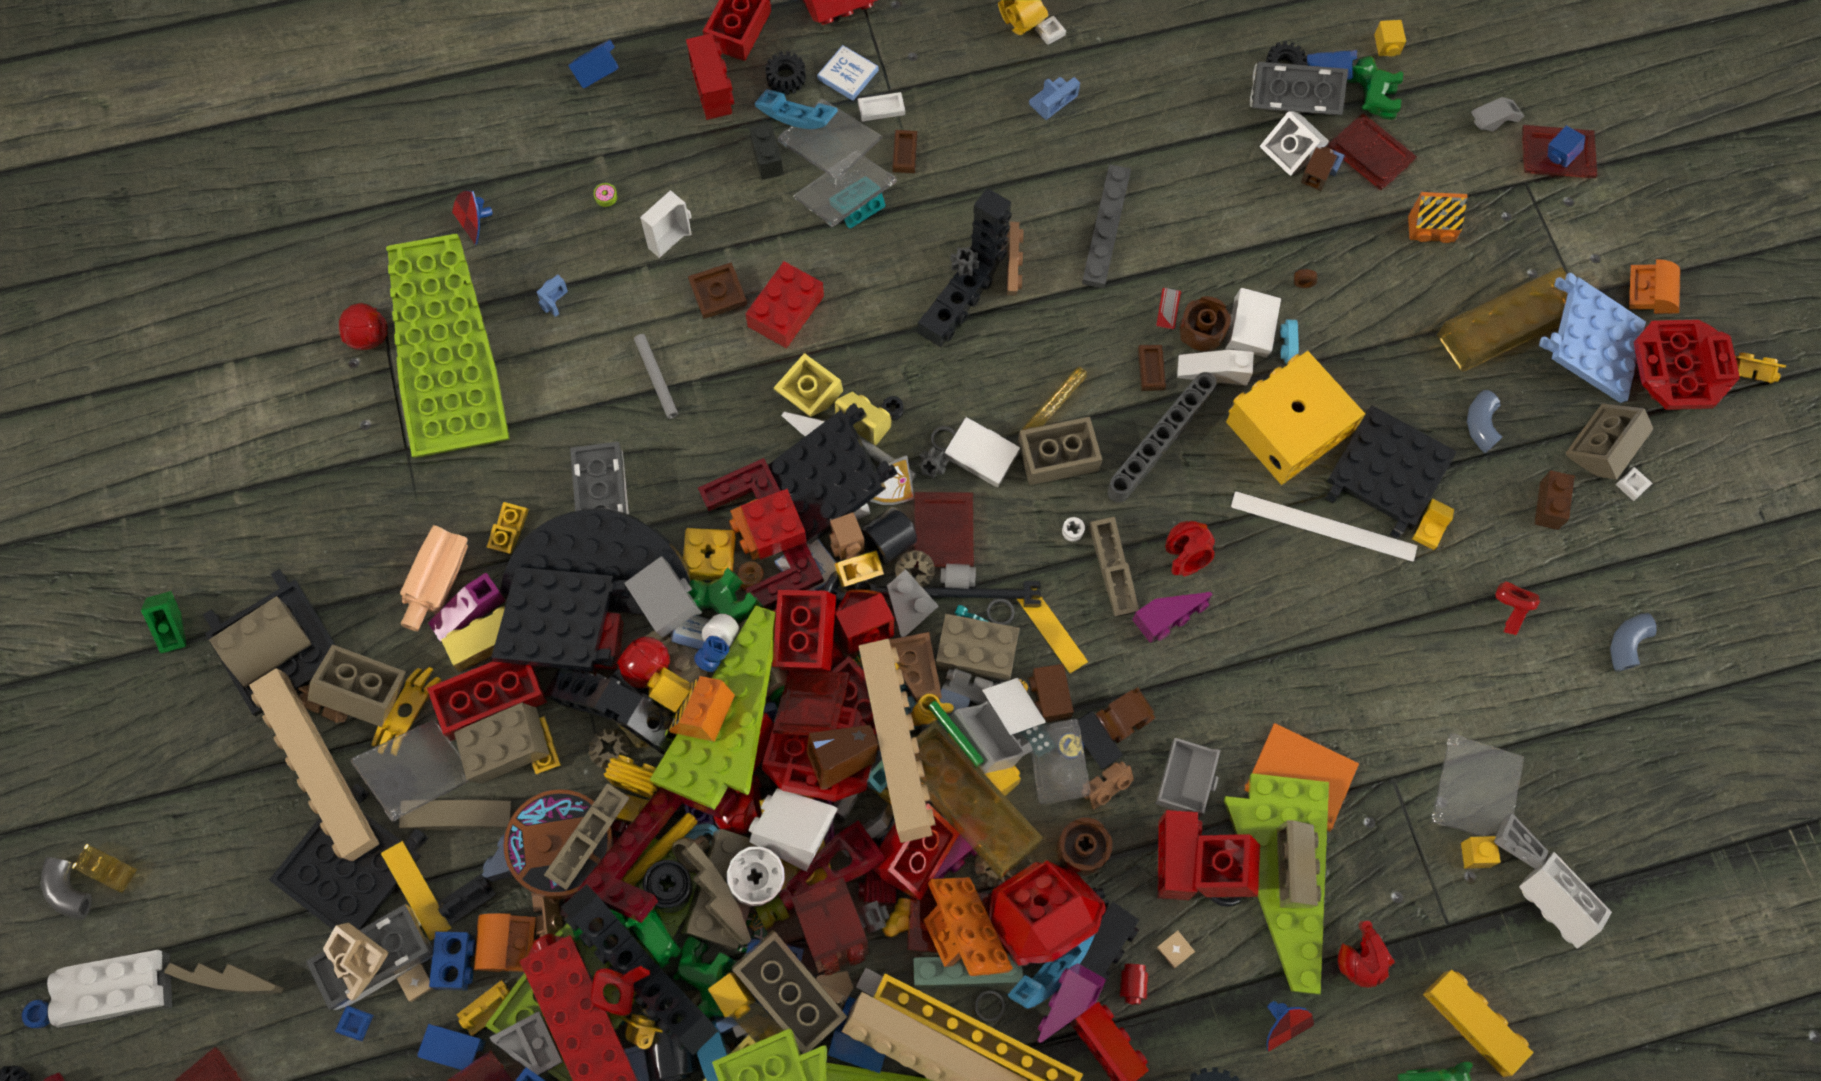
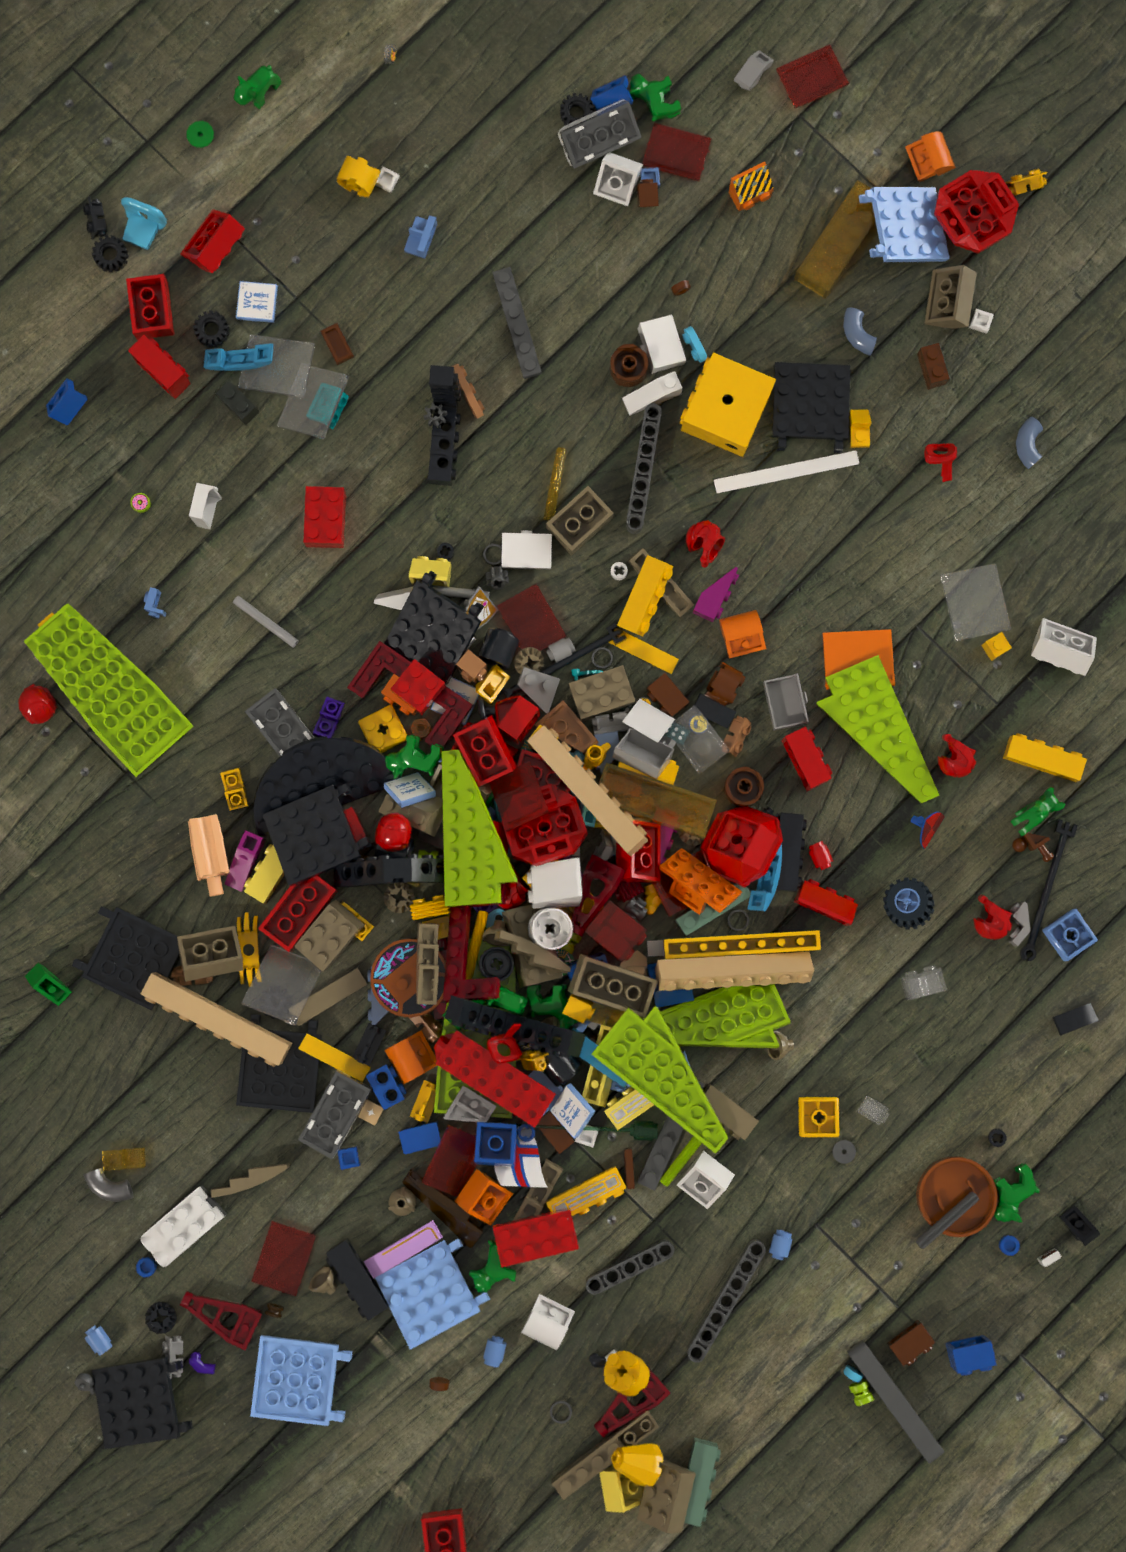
camera: 25 degrees left, 15 degrees up
(260, 641) = (125, 961): dark tan slope -> none
(354, 957) = (328, 1120): tan slope -> none
(468, 212) = (54, 575): shield -> none
(660, 509) = (329, 718): none -> dark purple slope
(662, 596) = (377, 781): light grey container -> none
(668, 689) = (422, 841): yellow brick -> none
(703, 709) = (452, 843): orange slope -> none
(711, 654) = (434, 801): blue wheel -> none
(717, 290) = (269, 532): reddish brown plate -> none
(723, 627) = (429, 782): white head -> none
(809, 386) = (380, 571): light yellow slope -> none
(841, 753) = (560, 821): reddish brown slope -> none
(881, 106) = (298, 316): white tile -> none
(956, 734) = (623, 763): green bar -> none
(1077, 994) = (790, 884): magenta slope -> none
(1088, 567) = (645, 595): none -> yellow brick
(1151, 368) = (608, 418): reddish brown tile -> none
(1168, 308) = (595, 364): sticker -> none
(1175, 949) = (835, 818): tan tile -> none
(1178, 672) = (742, 634): none -> orange brick
(1228, 868) = (842, 751): red piece -> none
(1298, 865) = (886, 724): dark tan slope -> none
(1390, 38) = (643, 46): yellow brick -> none
(1520, 842) = (1018, 625): light grey wing -> none
(1566, 146) = (815, 74): blue brick -> none

